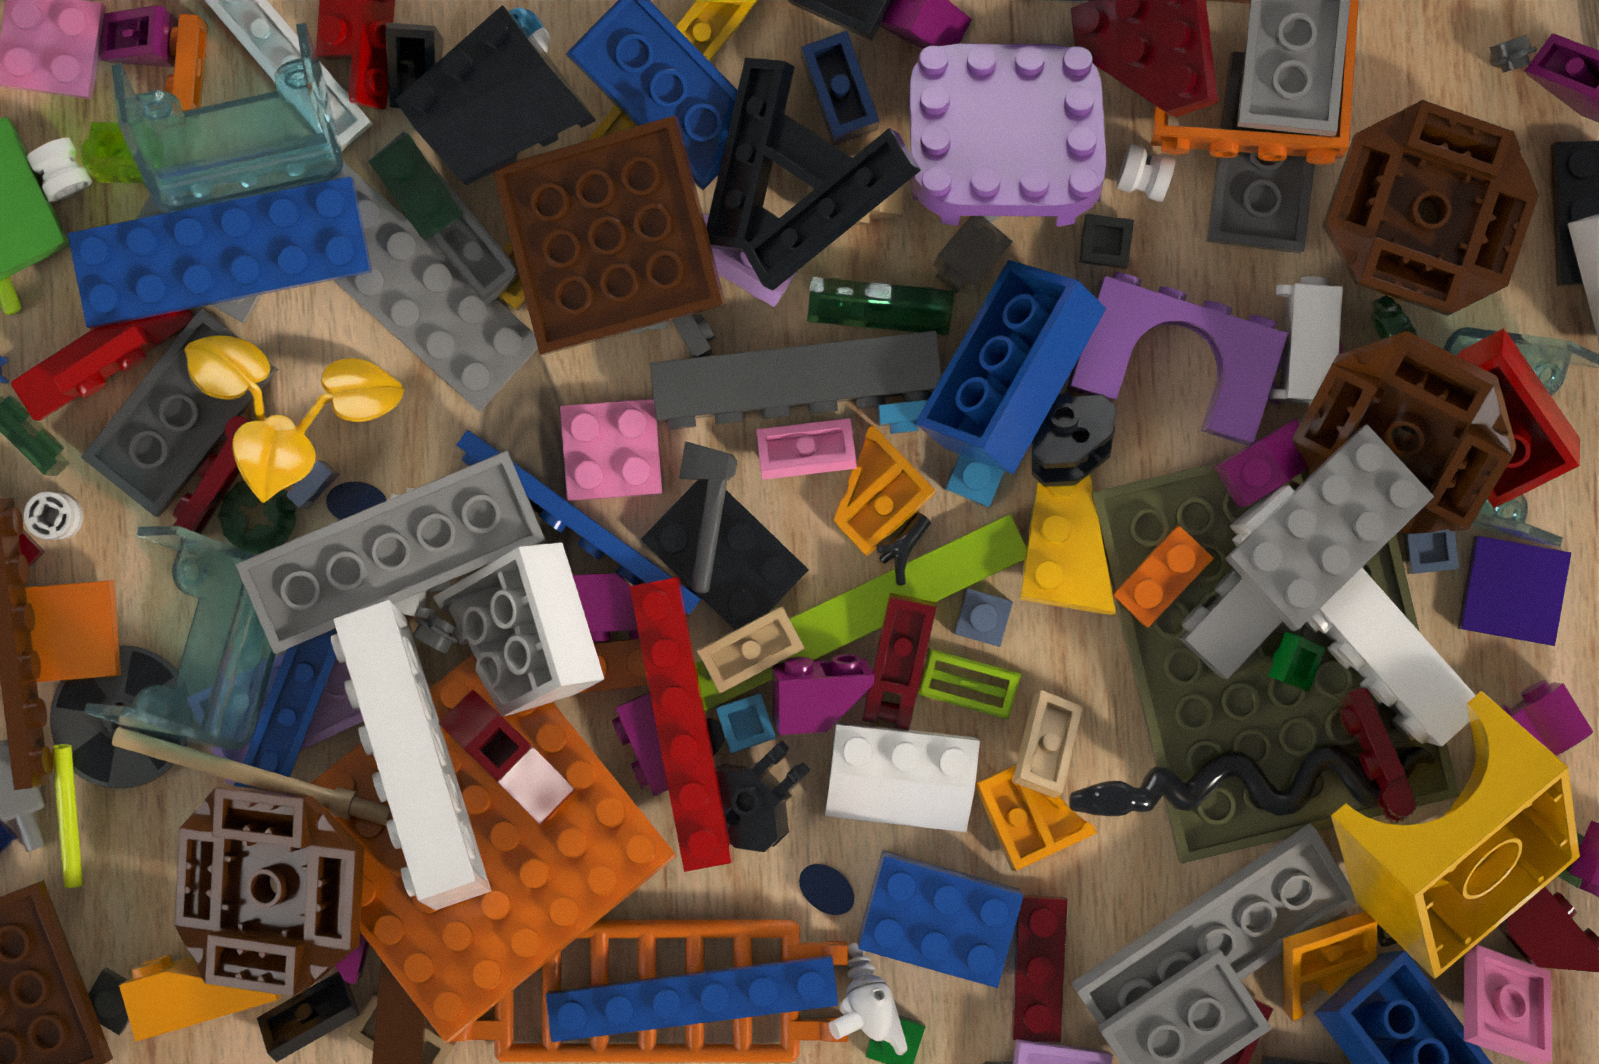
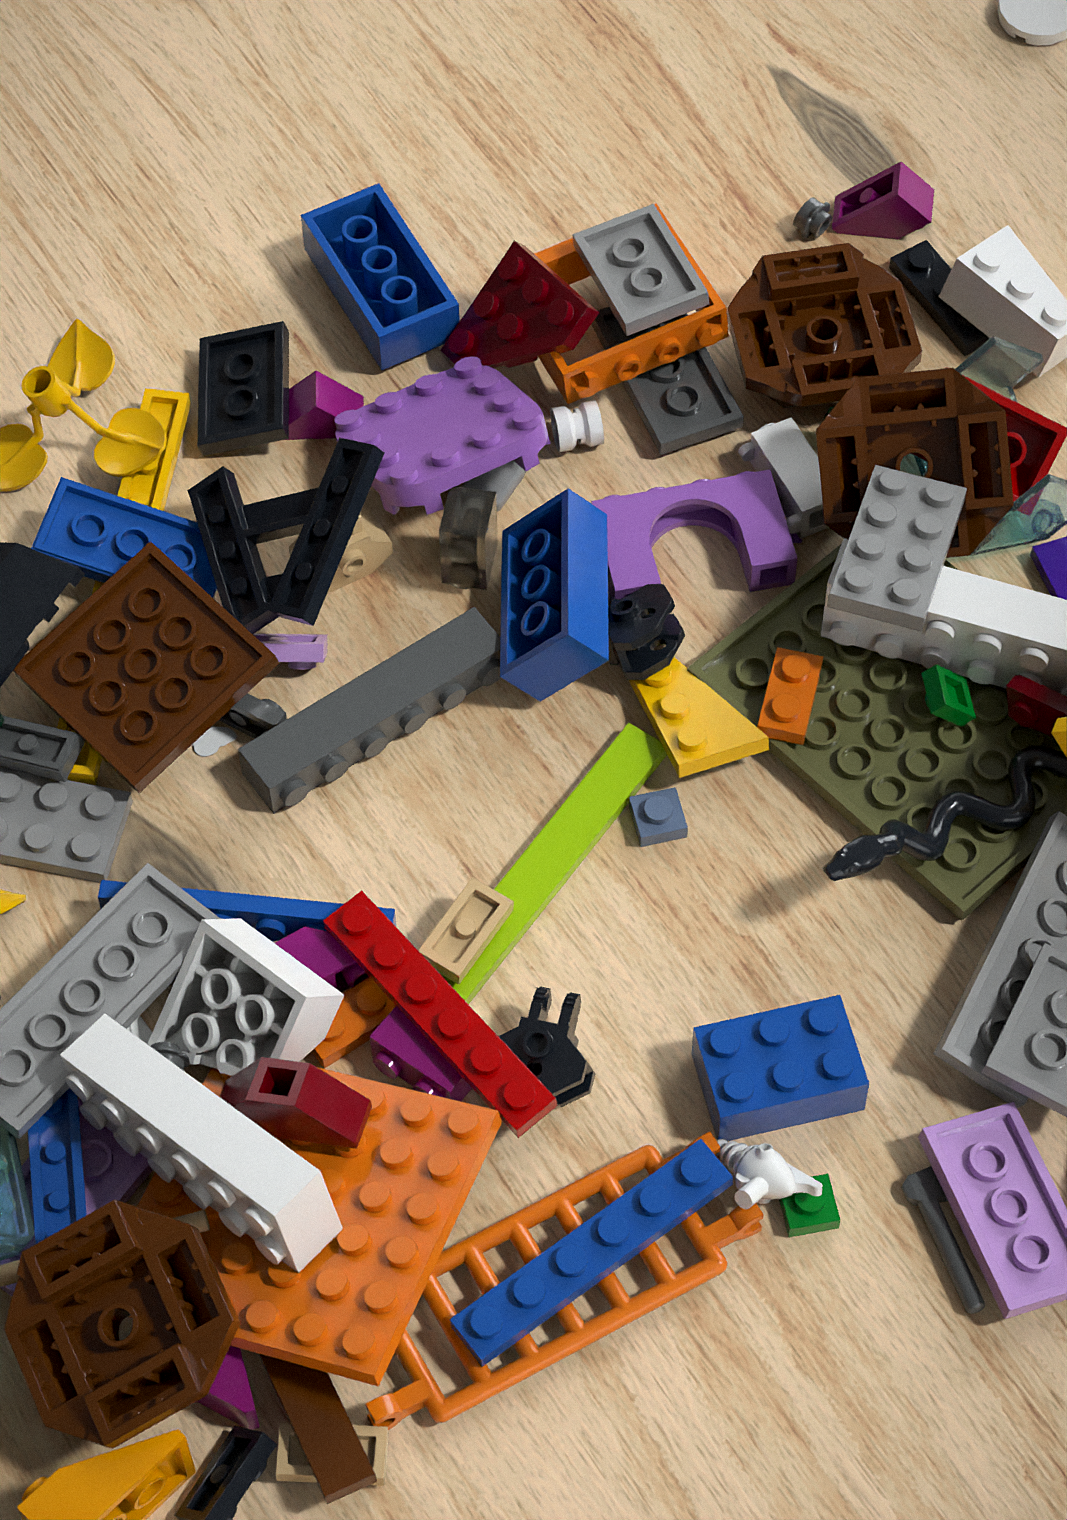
camera: 30 degrees left, 30 degrees down
(611, 450) = (244, 847): bright pink plate -> none
(717, 468) = (347, 806): dark grey piece -> none
(745, 722) = (500, 1001): dark azure plate -> none
(749, 564) = (396, 873): black plate -> none
(806, 448) = (417, 759): bright pink plate -> none
(816, 694) = (545, 941): magenta slope -> none
(826, 889) = (661, 1112): dark blue sticker -> none
(839, 88) = (271, 468): dark blue brick -> none
(880, 305) = (396, 626): clear green plate -> none
(880, 494) = (505, 763): light orange wing -> none
(900, 416) = (484, 692): dark azure plate -> none
(900, 659) = (605, 877): dark red plate -> none
(902, 545) = (550, 792): black bar -> none
(902, 776) = (667, 971): white slope -> none
(974, 480) = (580, 713): dark azure plate -> none
(1008, 694) = (683, 882): lime tile -> none
(1028, 821) = (802, 948): light orange wing -> none
(1039, 969) = (898, 1071): dark red plate -> none
(1047, 744) = (780, 876): tan plate -> none
(1106, 241) = (578, 478): pearl dark grey plate -> none
(1229, 626) = (874, 692): light grey brick -> none
(1262, 465) = (807, 571): magenta slope -> none
(1431, 551) = (1003, 566): sand blue plate -> none

